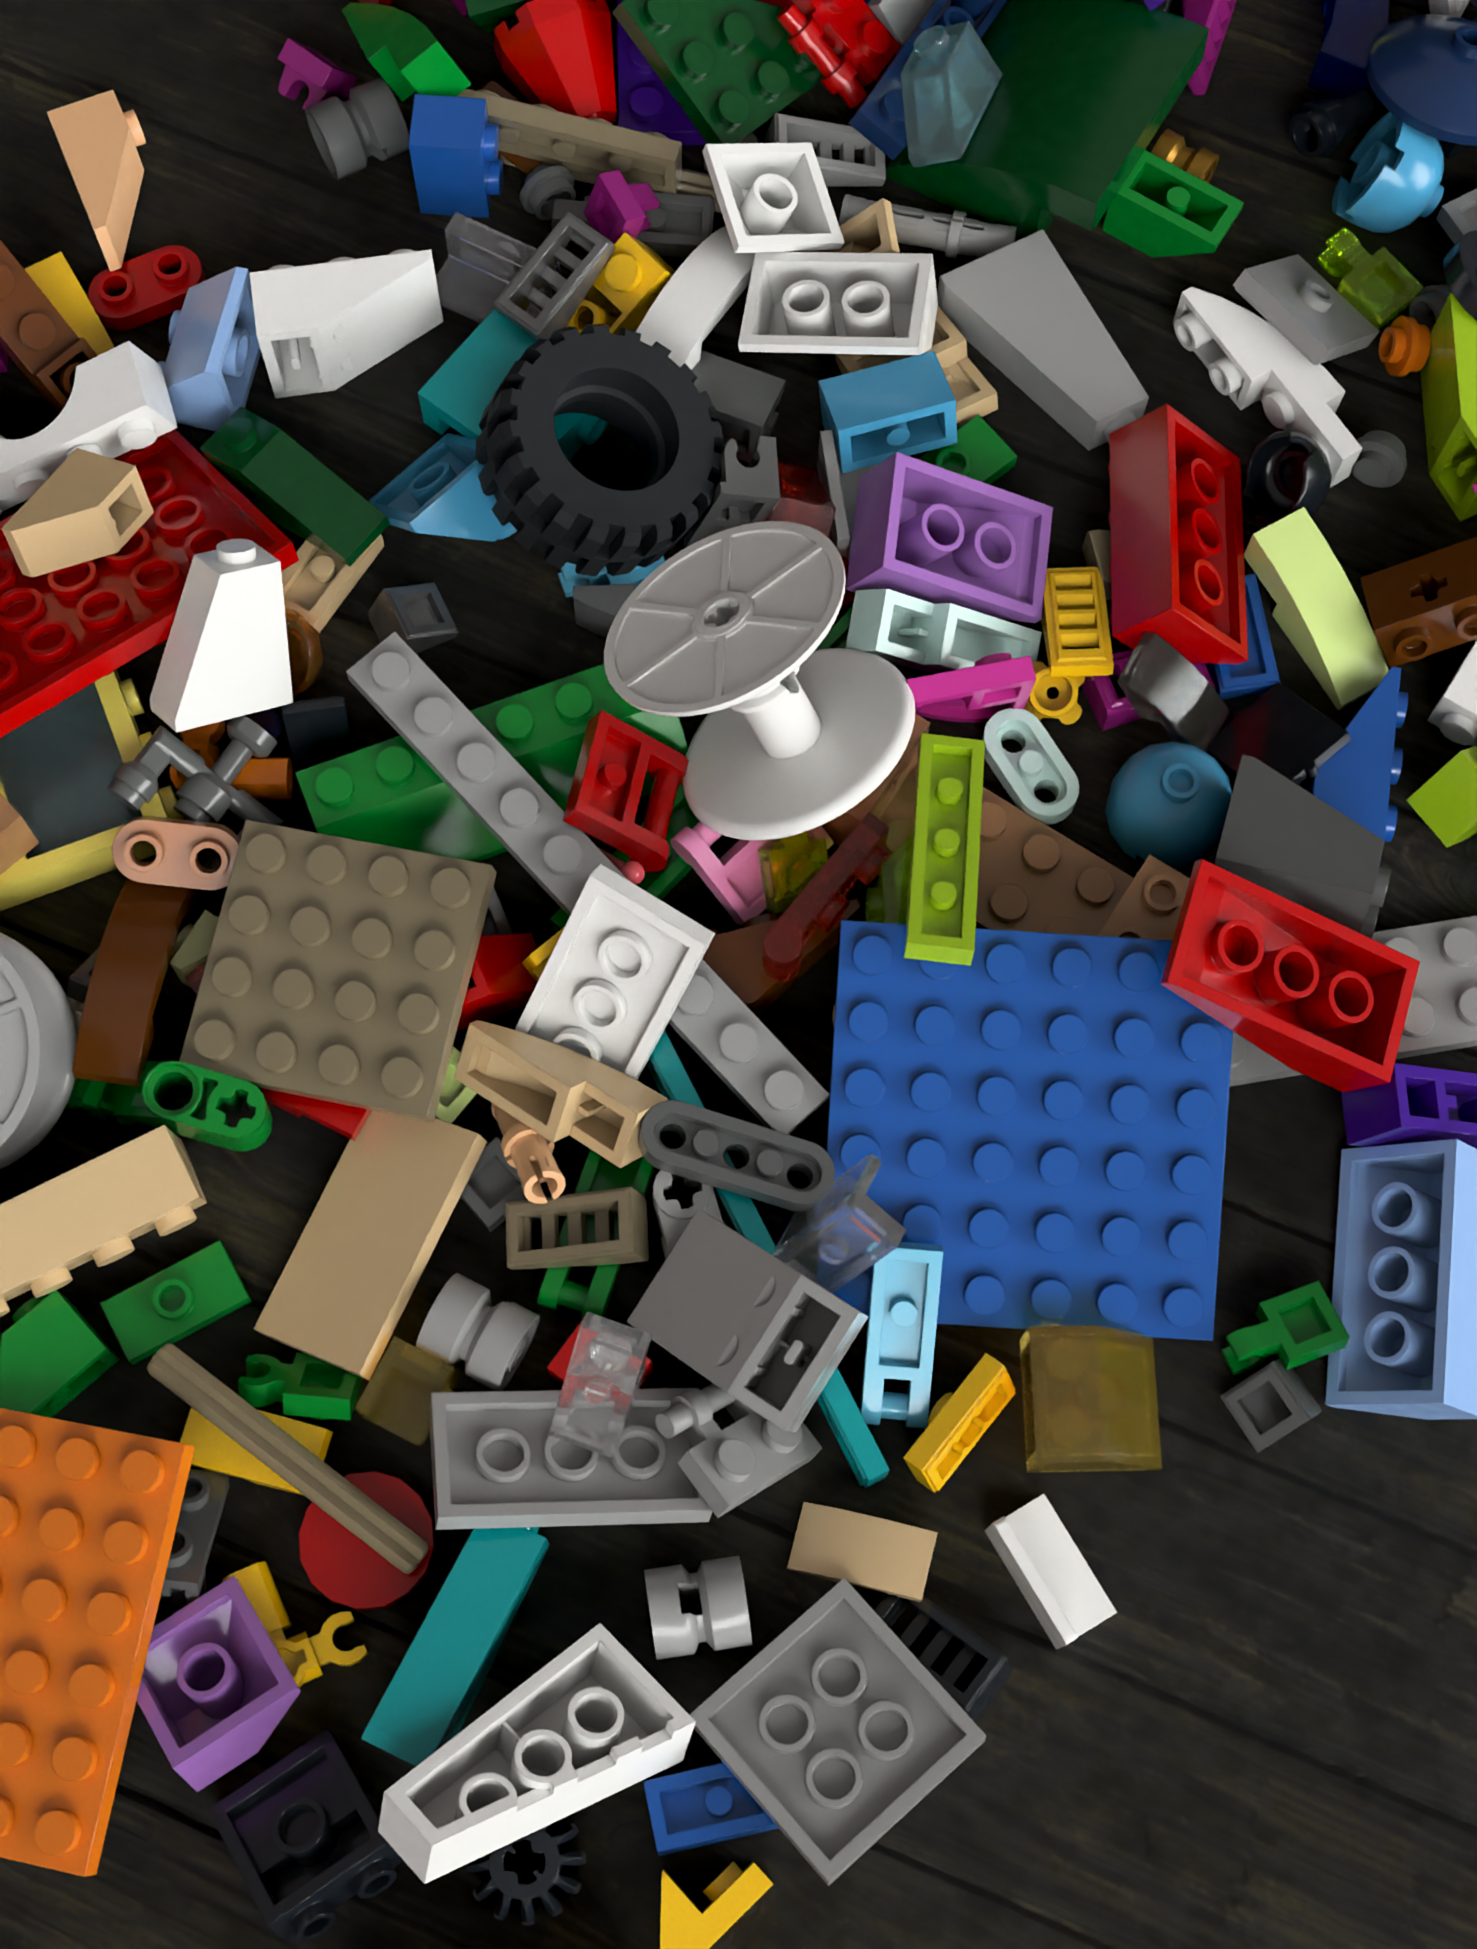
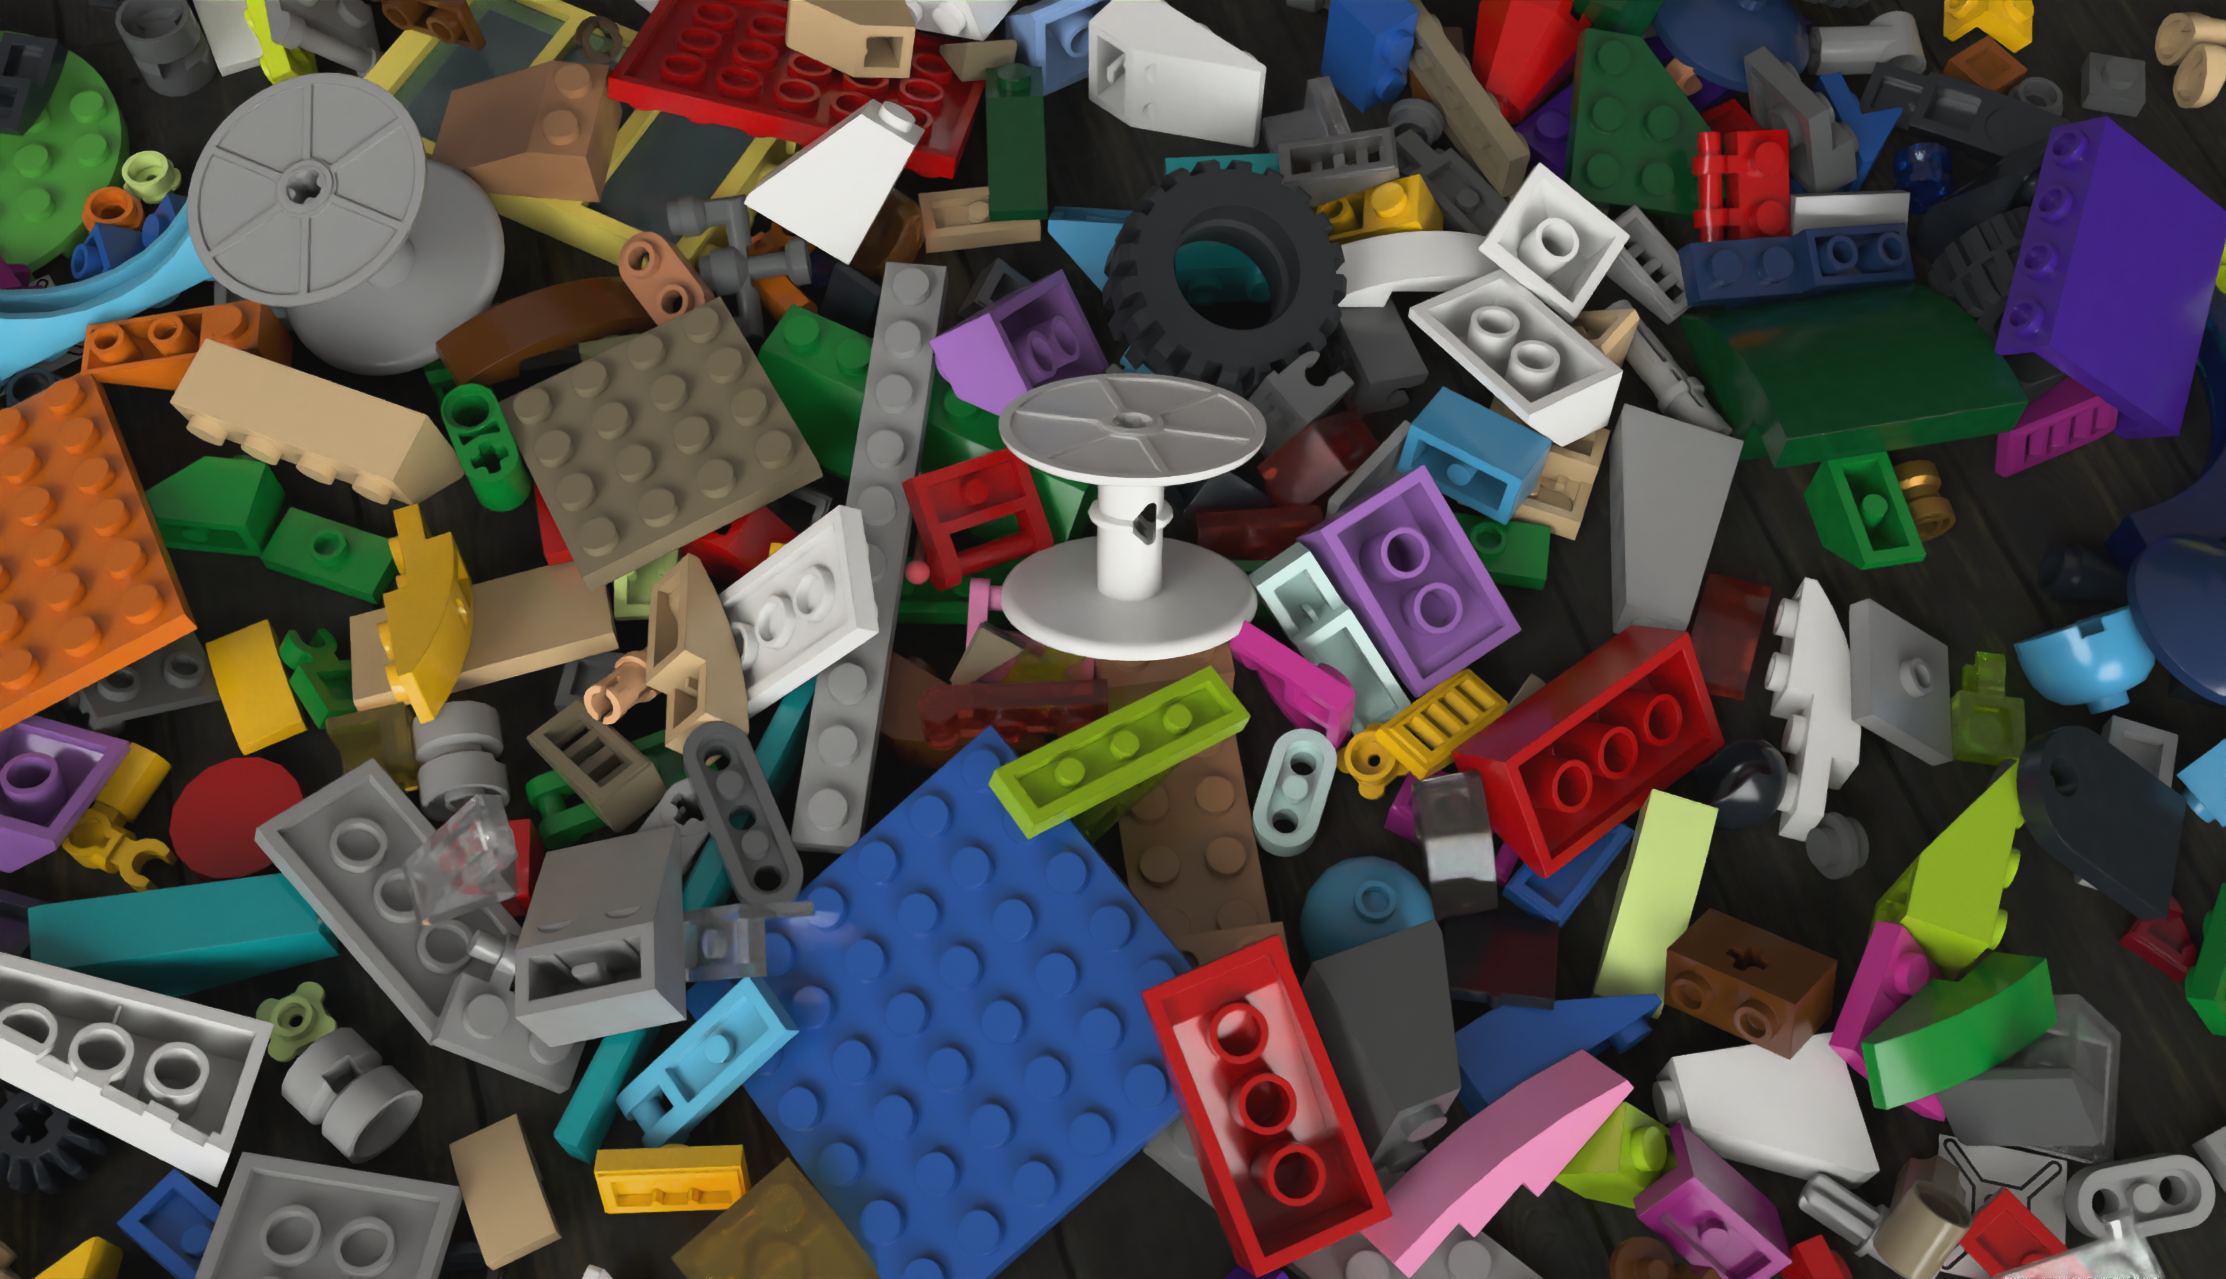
camera: 50 degrees right, 10 degrees down
(180, 449) = (972, 58): none -> dark tan slope
(288, 1458) = (250, 710): dark tan axle -> none
(328, 1258) = (426, 616): none -> yellow slope
(510, 642) = (1019, 345): none -> medium lavender slope
(580, 1593) = (292, 1041): none -> yellowish green plate
(619, 206) = (1444, 163): magenta tile -> none
(750, 882) = (986, 651): none -> dark tan slope
(945, 92) = (1773, 282): clear light blue slope -> none
(1171, 375) = (1729, 633): none -> clear red slope
(1404, 346) = (1958, 786): orange plate -> none
(1423, 850) = (1482, 1163): none -> bright pink slope

